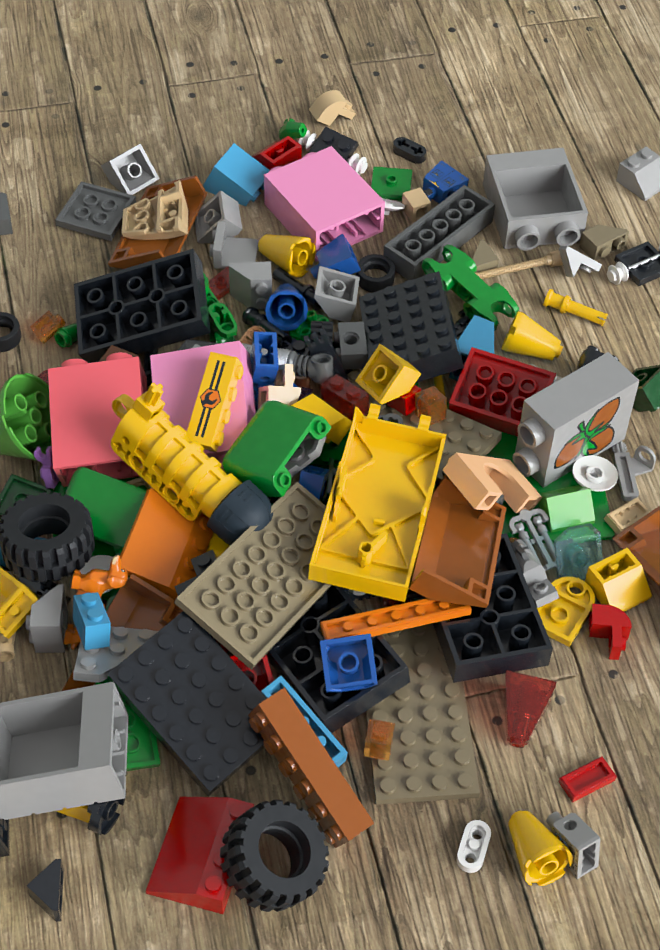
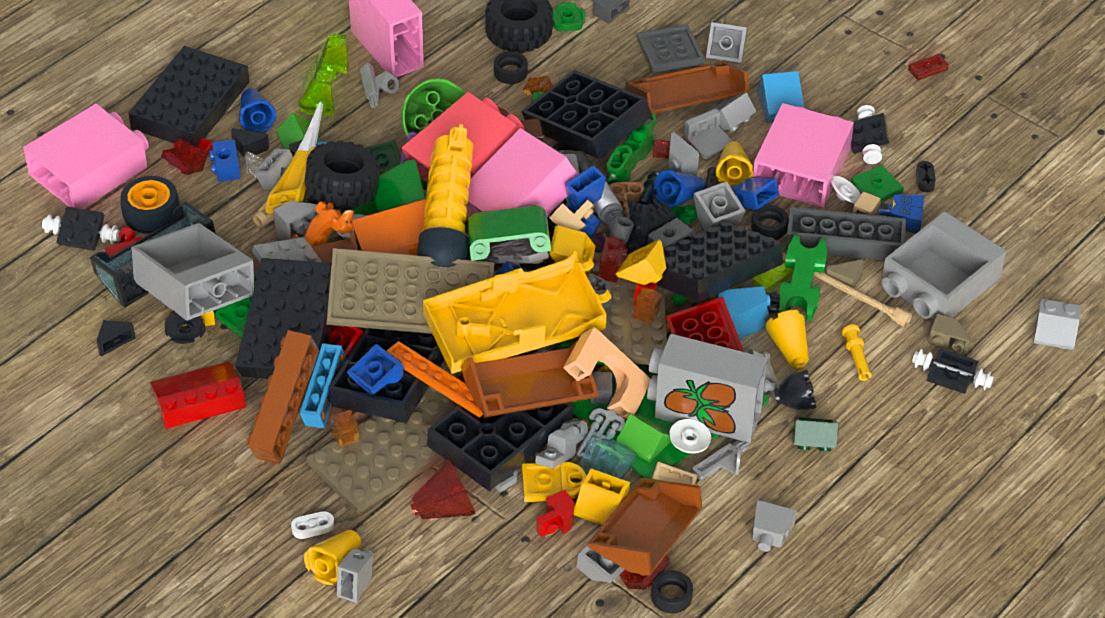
camera: 55 degrees right, 5 degrees down
(91, 621) = (298, 231): dark azure brick -> none
(157, 218) = (694, 80): tan wedge -> none
(214, 400) = (510, 179): yellow brick -> none
(247, 869) = (210, 390): black tyre -> none
(279, 153) = (827, 104): red slope -> none
(288, 74) = (928, 67): none -> clear red plate
(292, 129) = (861, 100): green arm -> none
(329, 106) = (915, 105): tan brick -> none
(573, 259) = (902, 322): slope -> none
(587, 779) = (420, 563): red tile -> none

